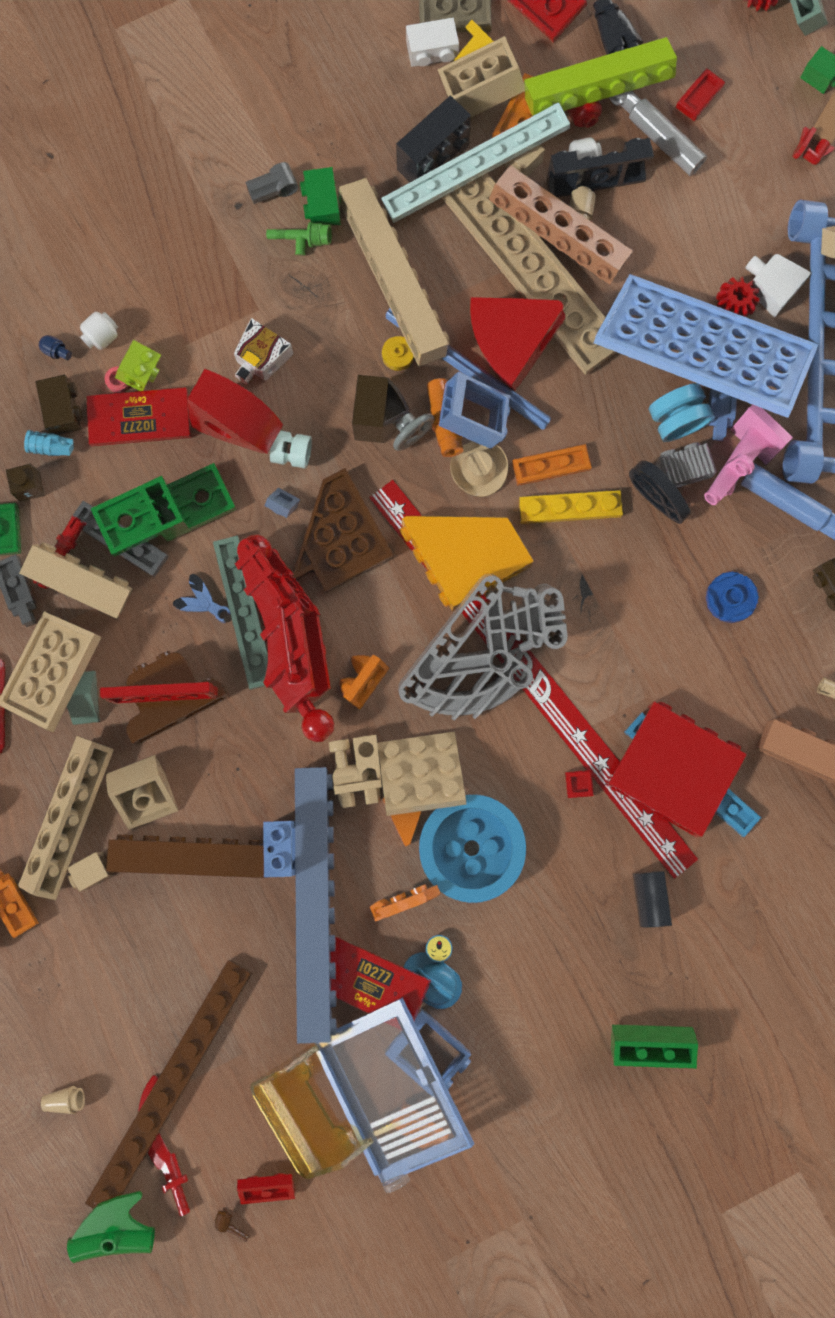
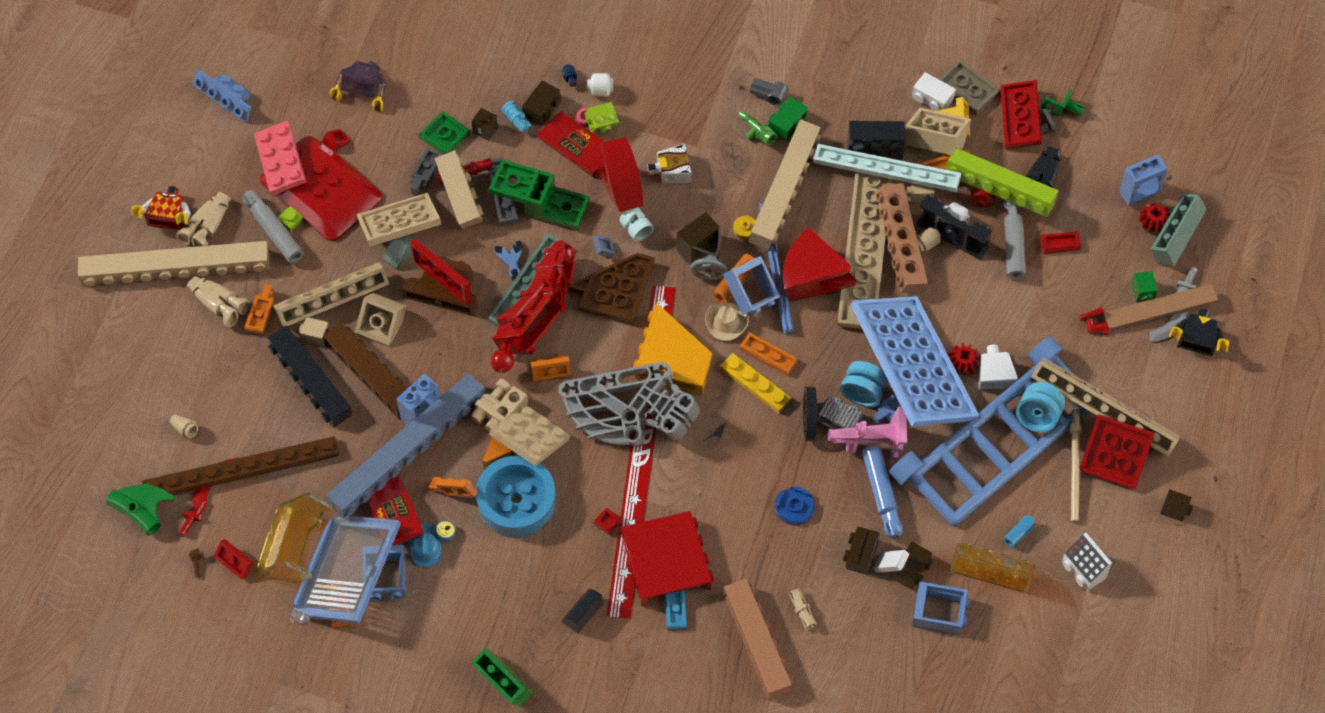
camera: 45 degrees right, 20 degrees down
(135, 923) = (310, 377): none -> black brick

